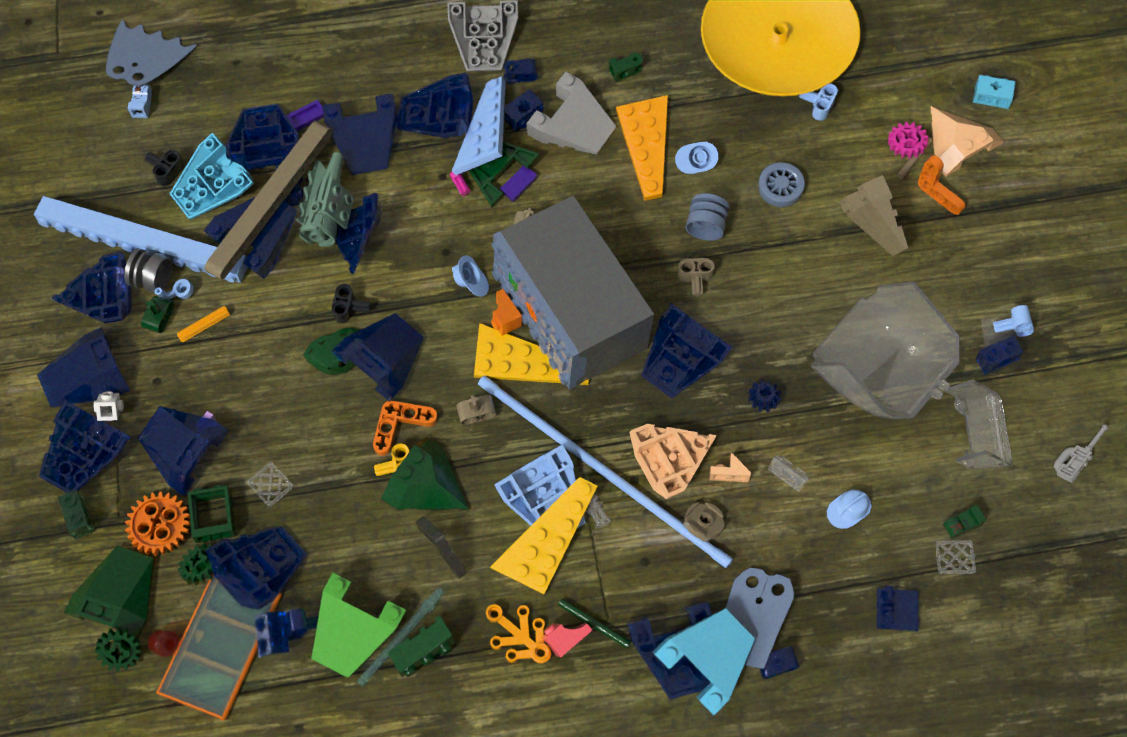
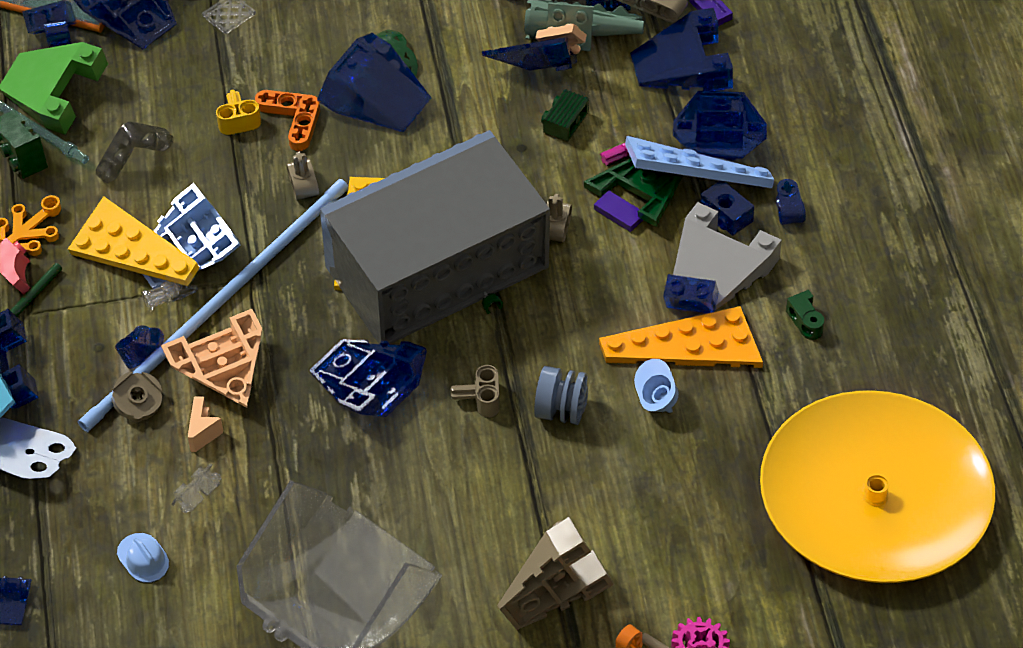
camera: 90 degrees right, 15 degrees down
(347, 304) = (446, 55): black beam -> none
(356, 197) = (574, 35): none -> light nougat plate
(420, 217) = (565, 115): none -> dark green brick
(424, 481) = (219, 137): dark green wedge -> none
(483, 33) = (845, 159): light grey wedge -> none
(610, 133) = (691, 294): none -> clear blue brick
(649, 520) = (139, 345): none -> clear blue piece
(771, 399) = (302, 462): clear blue gear -> none
(781, 184) = (623, 491): sand blue wheel -> none
(822, 100) = (764, 539): light blue beam -> none

